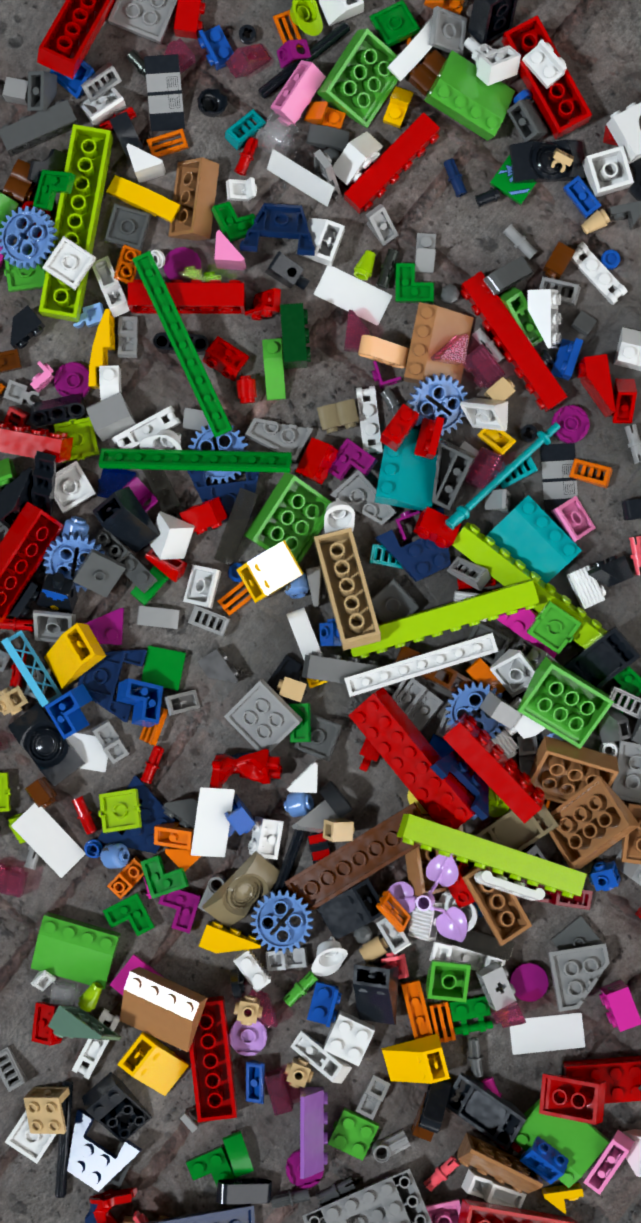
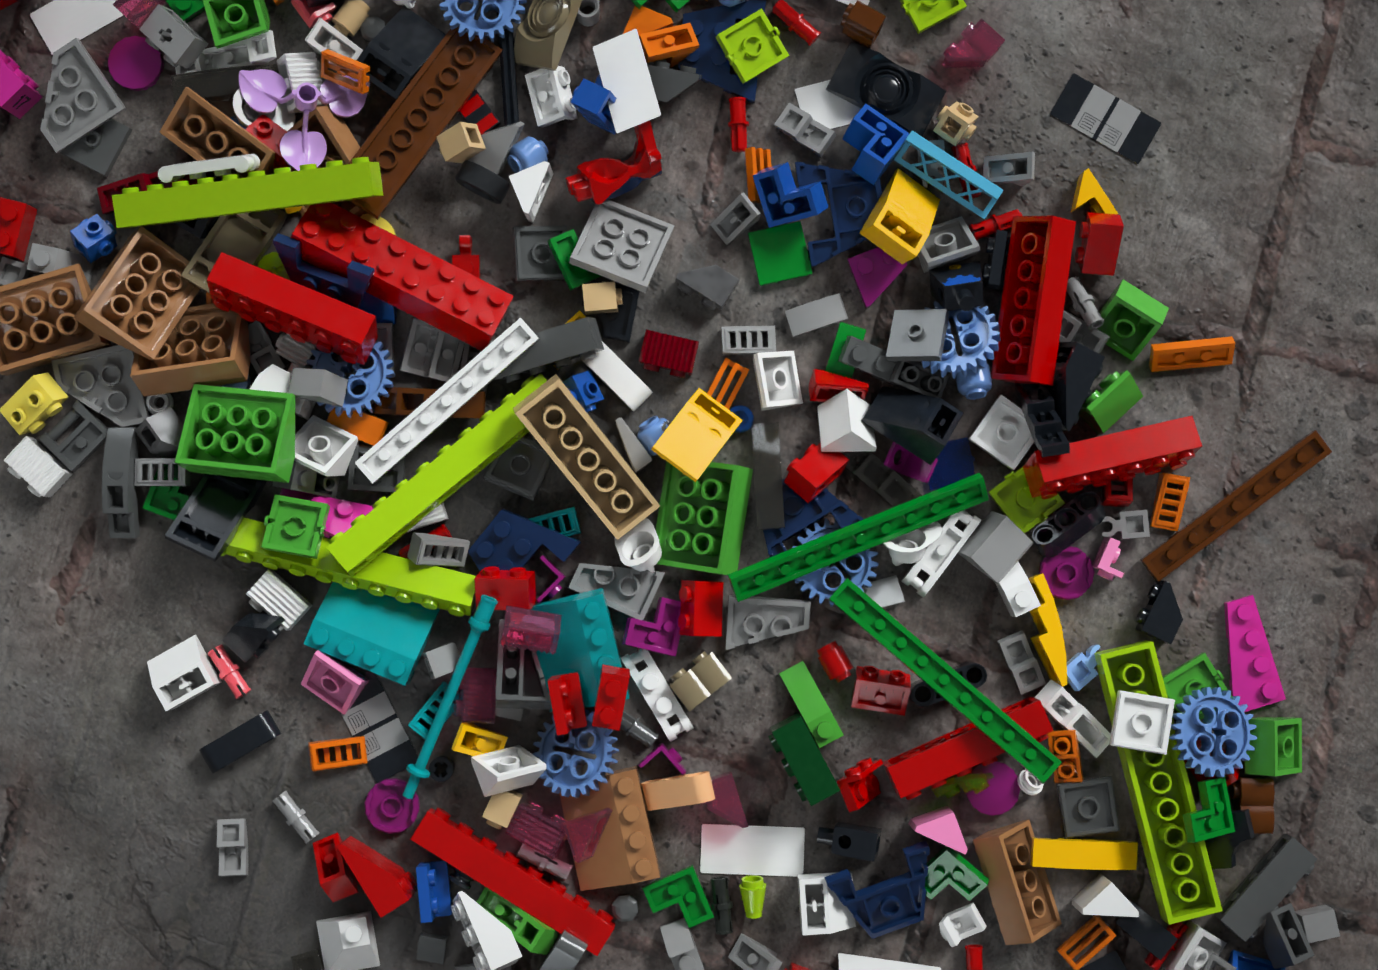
camera: 155 degrees right, 0 degrees up
(264, 634) = (668, 353): none -> dark red brick
(431, 492) = (530, 629): none -> clear pink brick

